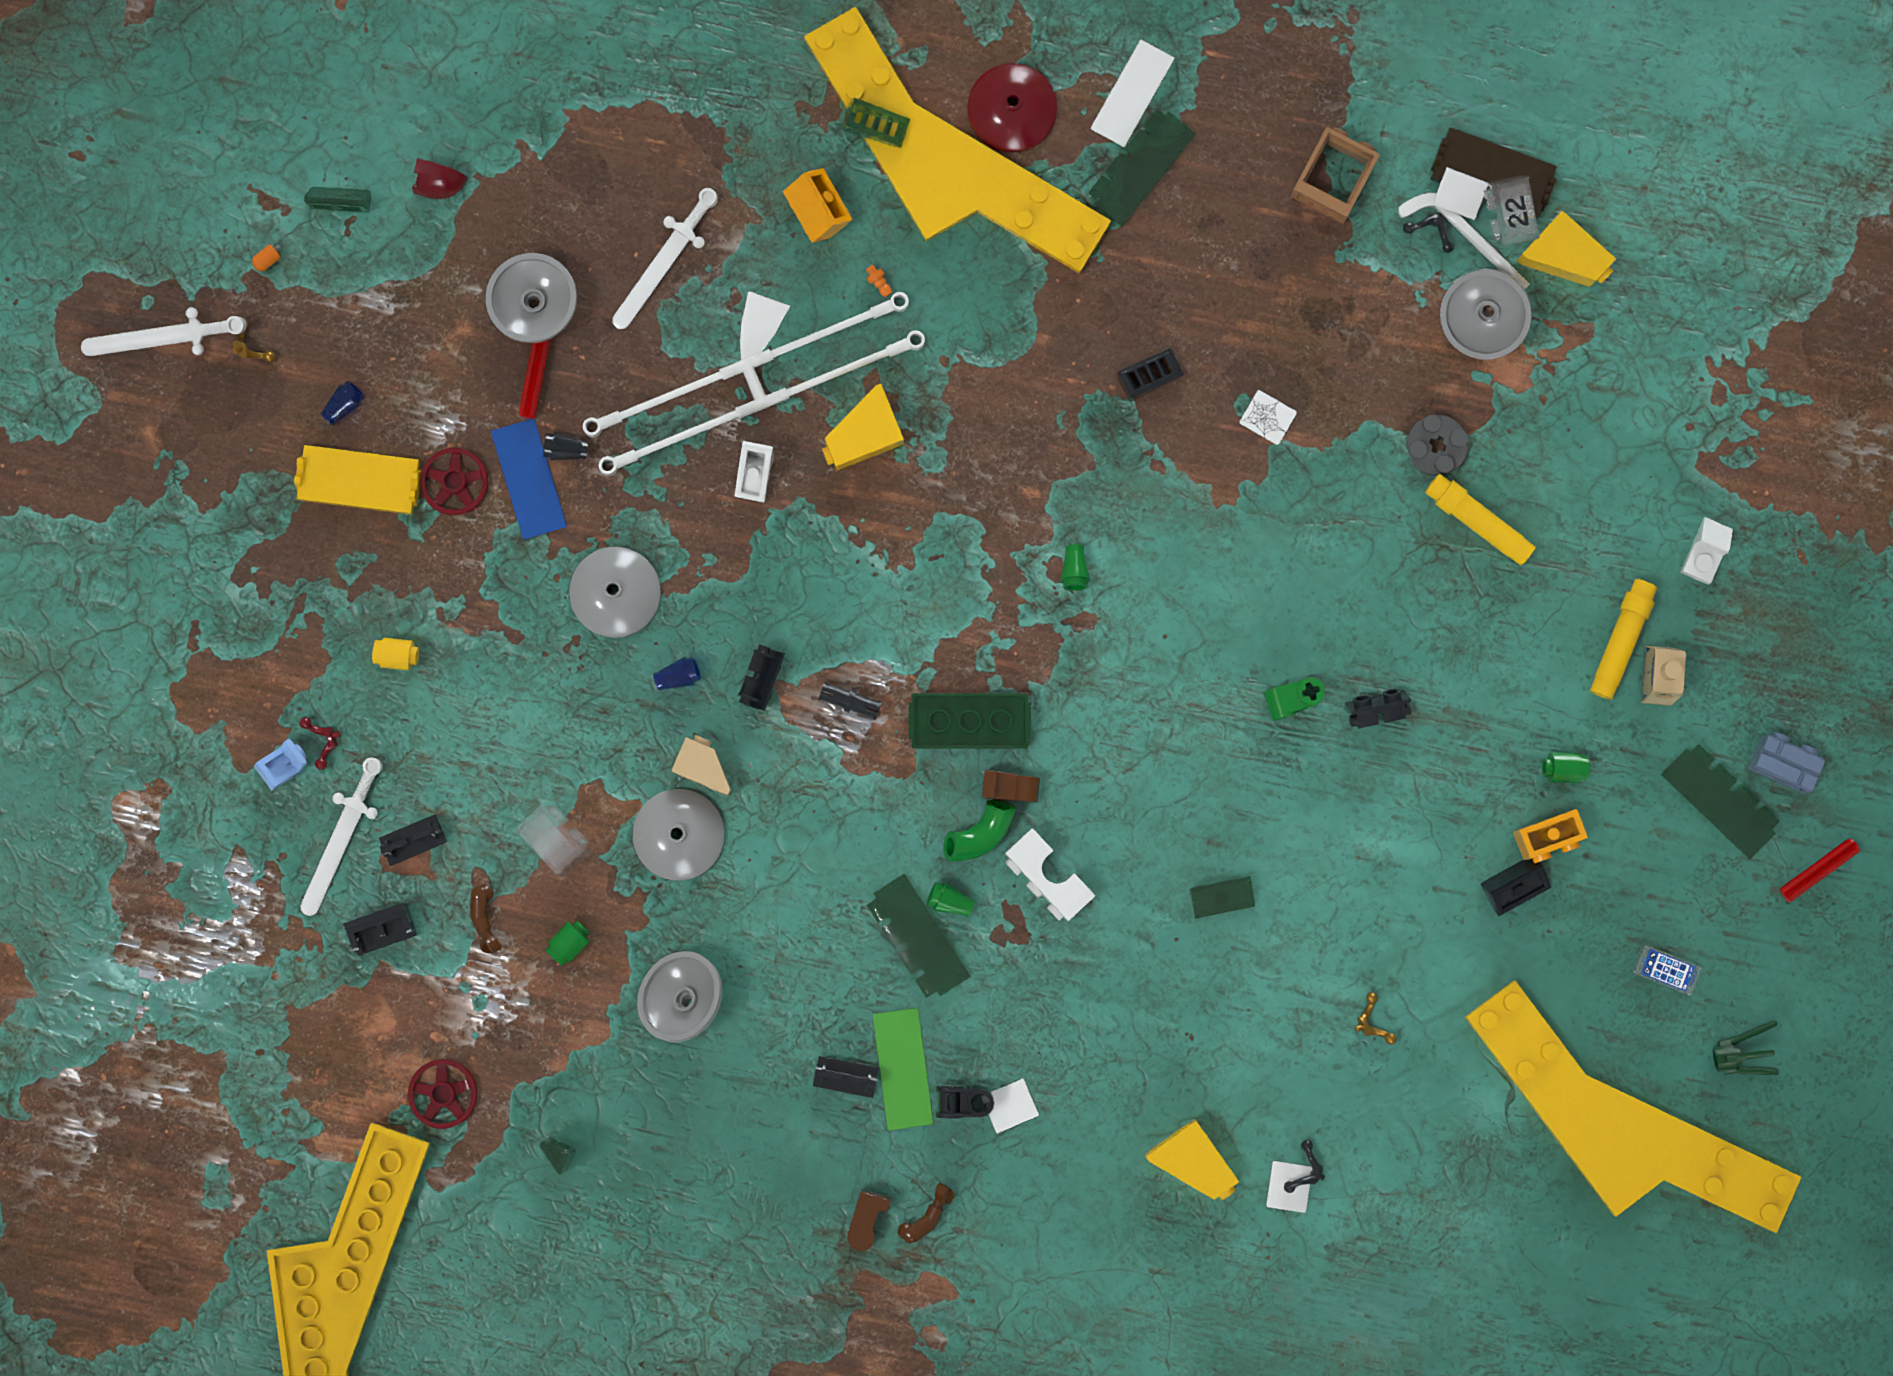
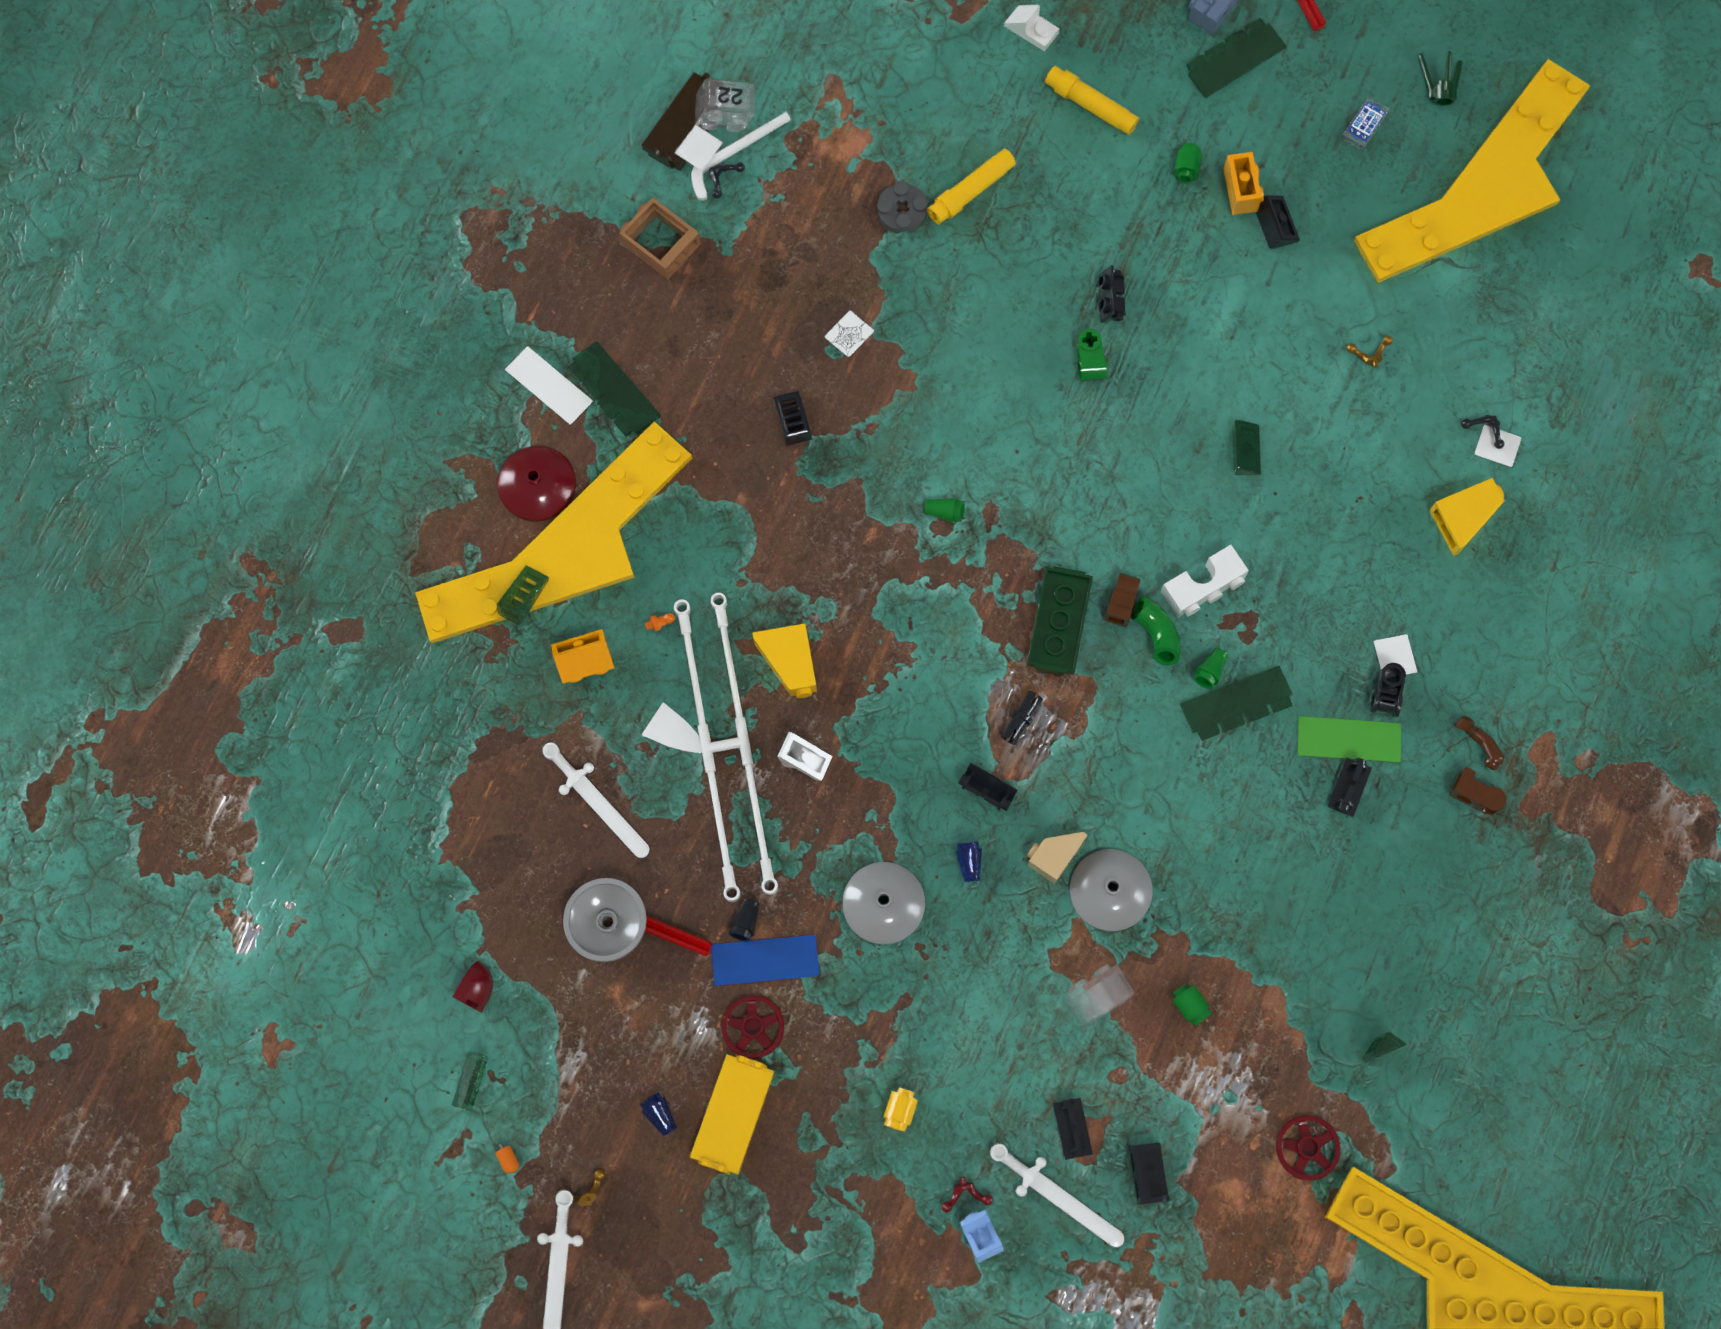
camera: 70 degrees left, 10 degrees down
(478, 906) = (1153, 1082): reddish brown arm -> none
(669, 988) = (1249, 927): light grey dish -> none
(1475, 331) = (819, 140): light grey dish -> none
(1568, 253) = (771, 75): yellow slope -> none
(1663, 675) = (1127, 74): tan torso -> none

